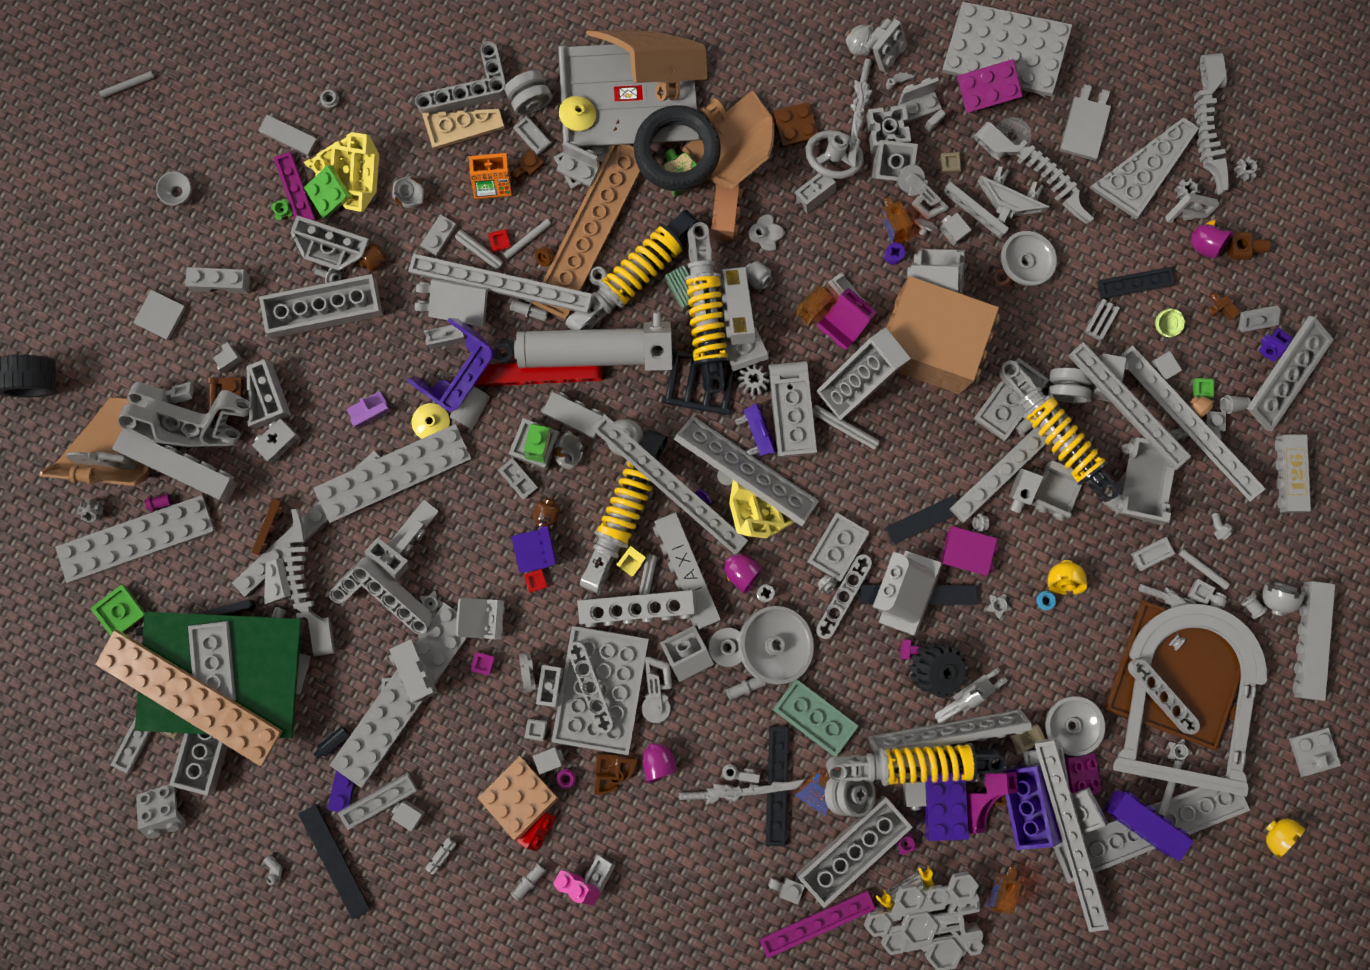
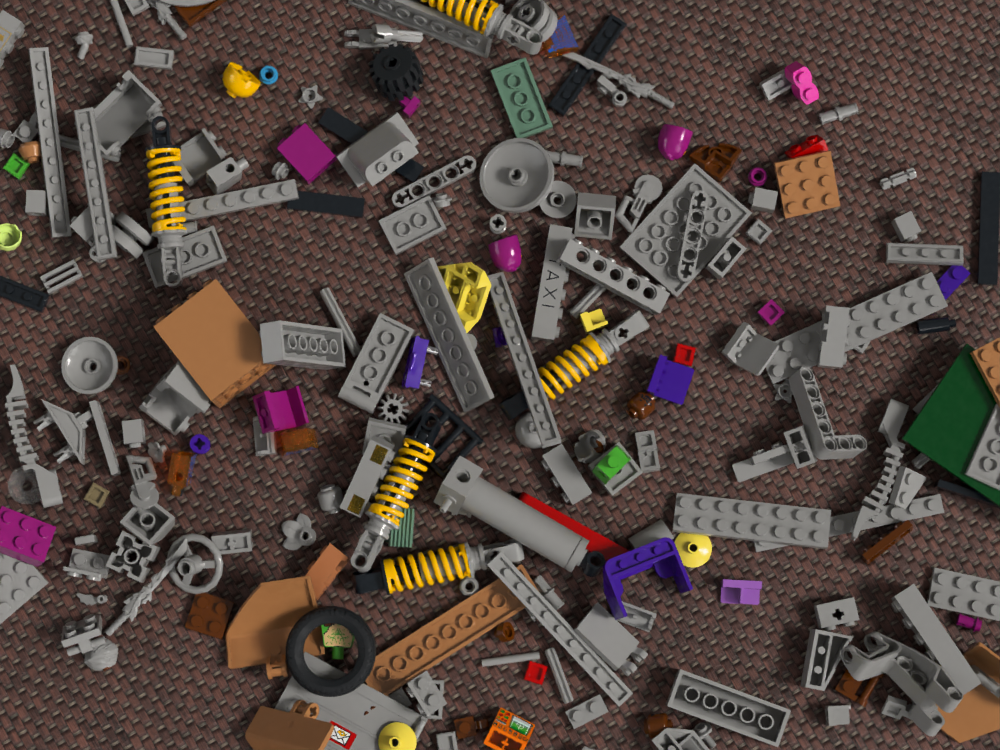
camera: 150 degrees left, 0 degrees up
(527, 676) = (737, 282): light grey plate -> none

